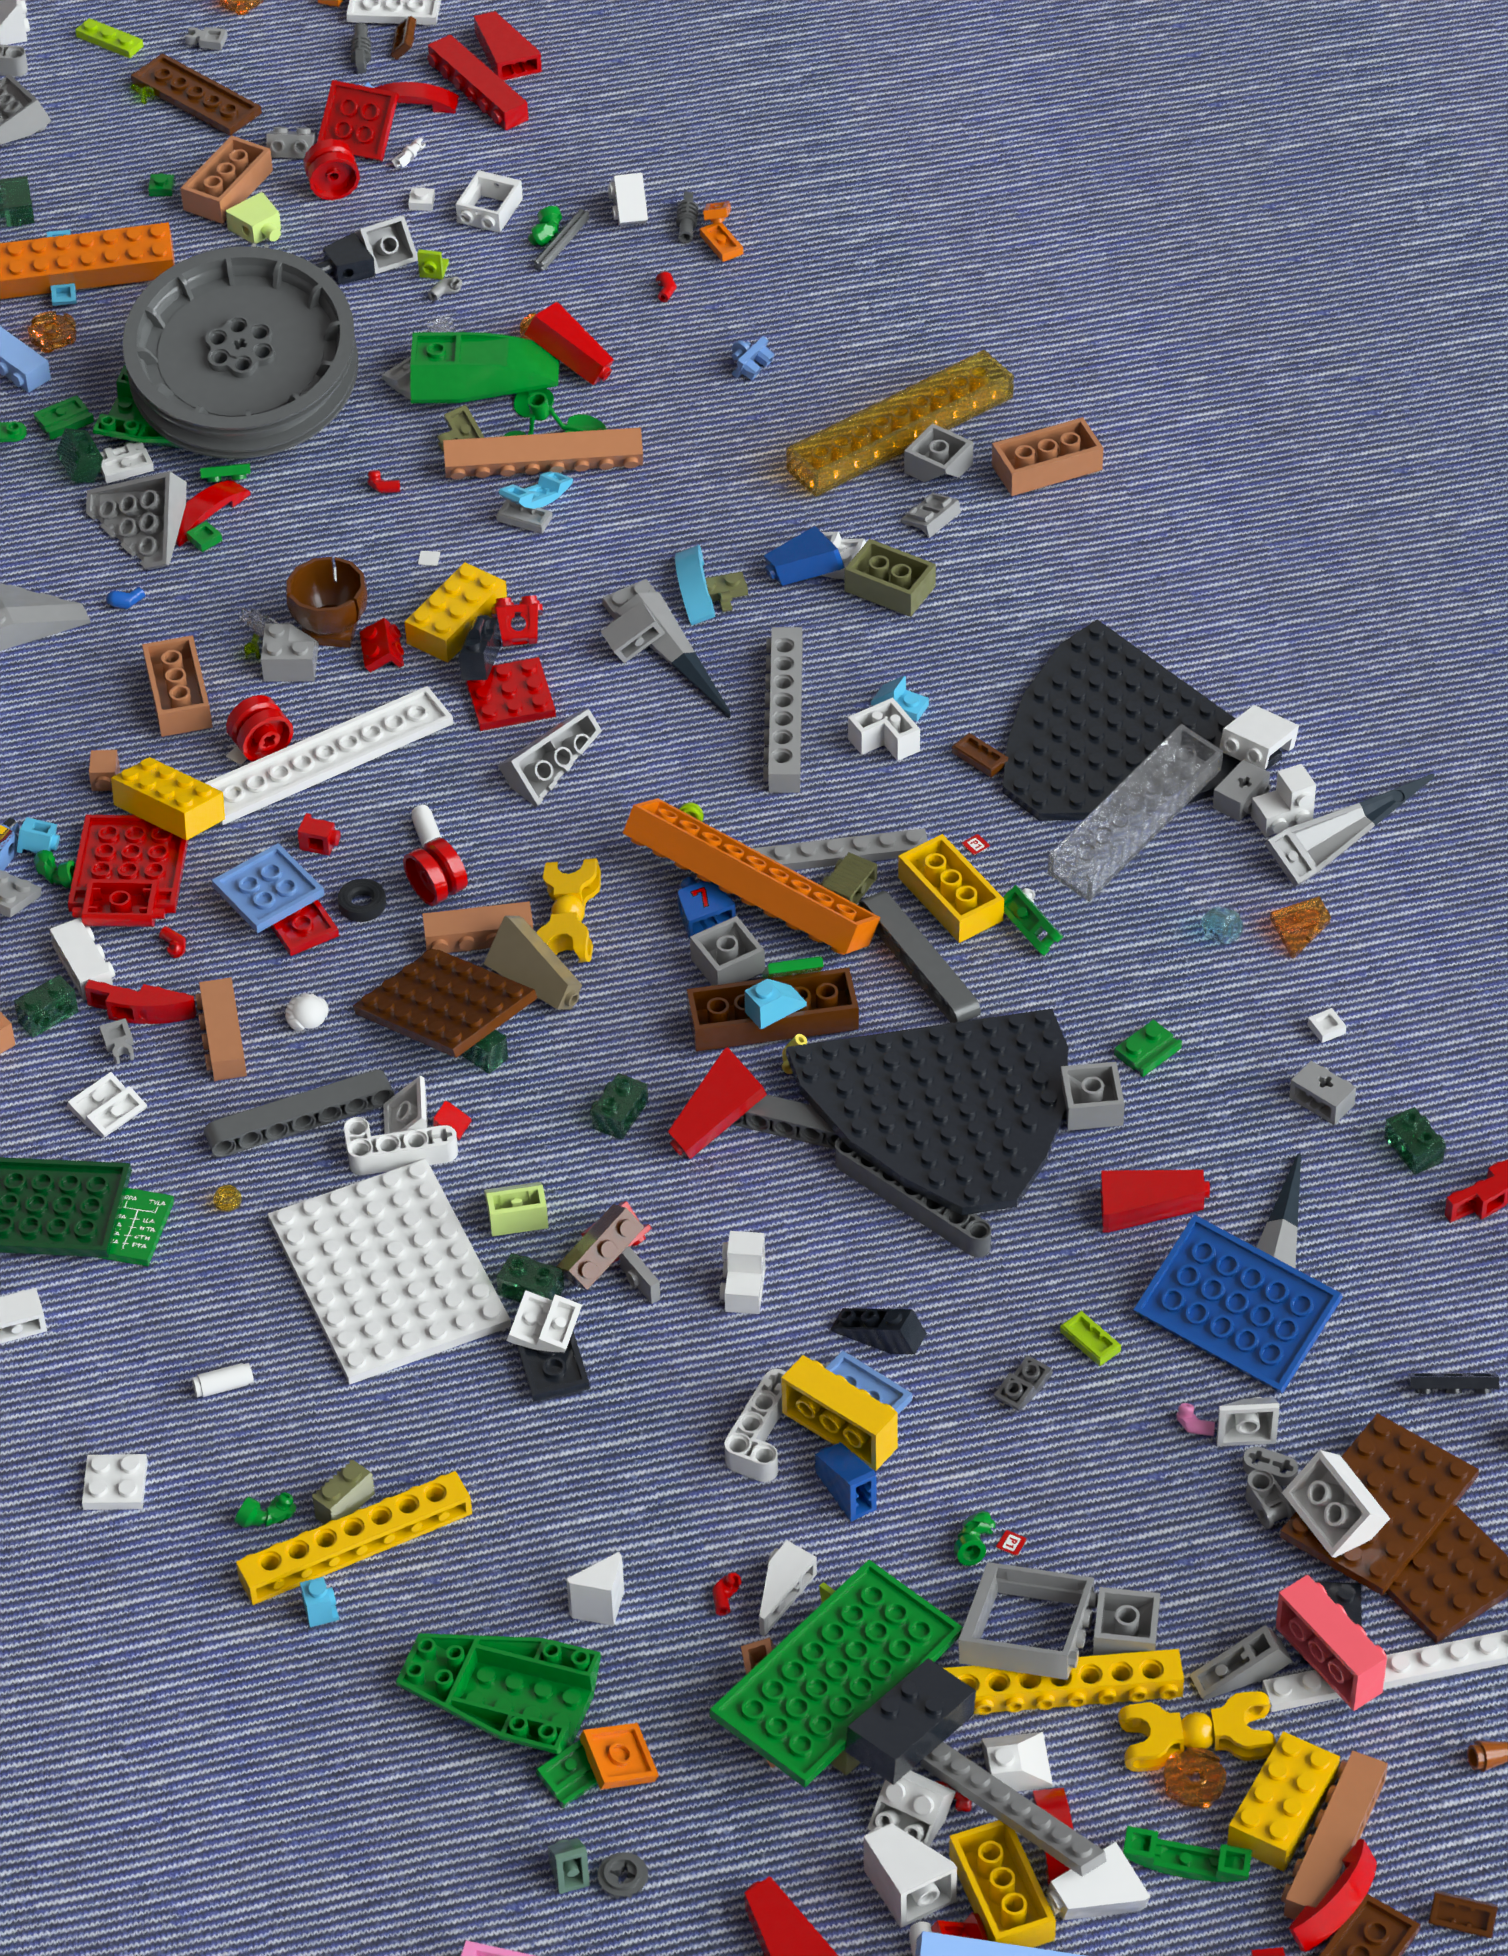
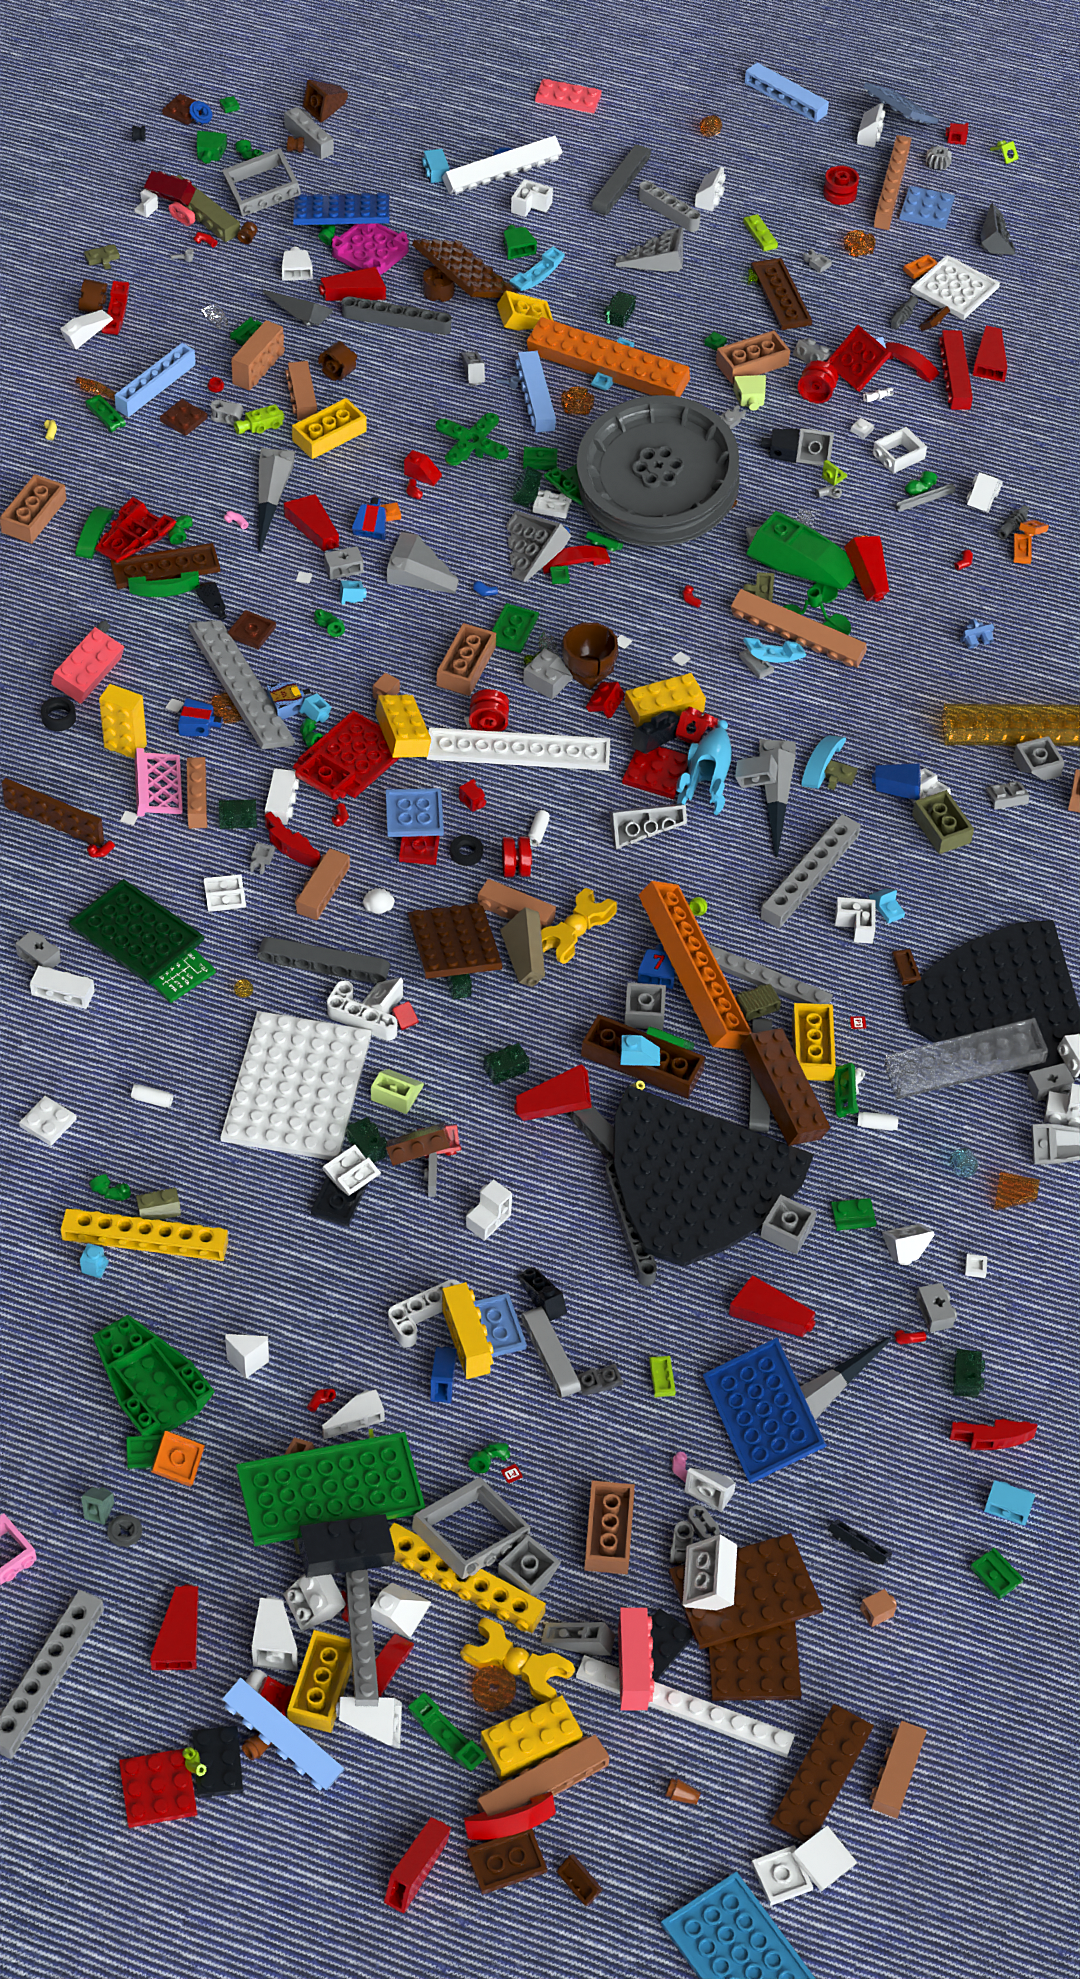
camera: 30 degrees right, 5 degrees up
(203, 618) = (514, 627): none -> green plate
(573, 649) = (709, 762): none -> medium azure piece
(945, 1385) = (550, 1352): none -> light grey beam
(965, 950) = (785, 1086): none -> reddish brown brick
(1090, 934) = (877, 1121): none -> white piece
(1176, 1528) = (609, 1527): none -> nougat brick
(1235, 1042) = (907, 1242): none -> white slope
(1315, 1145) = (908, 1338): none -> red arm

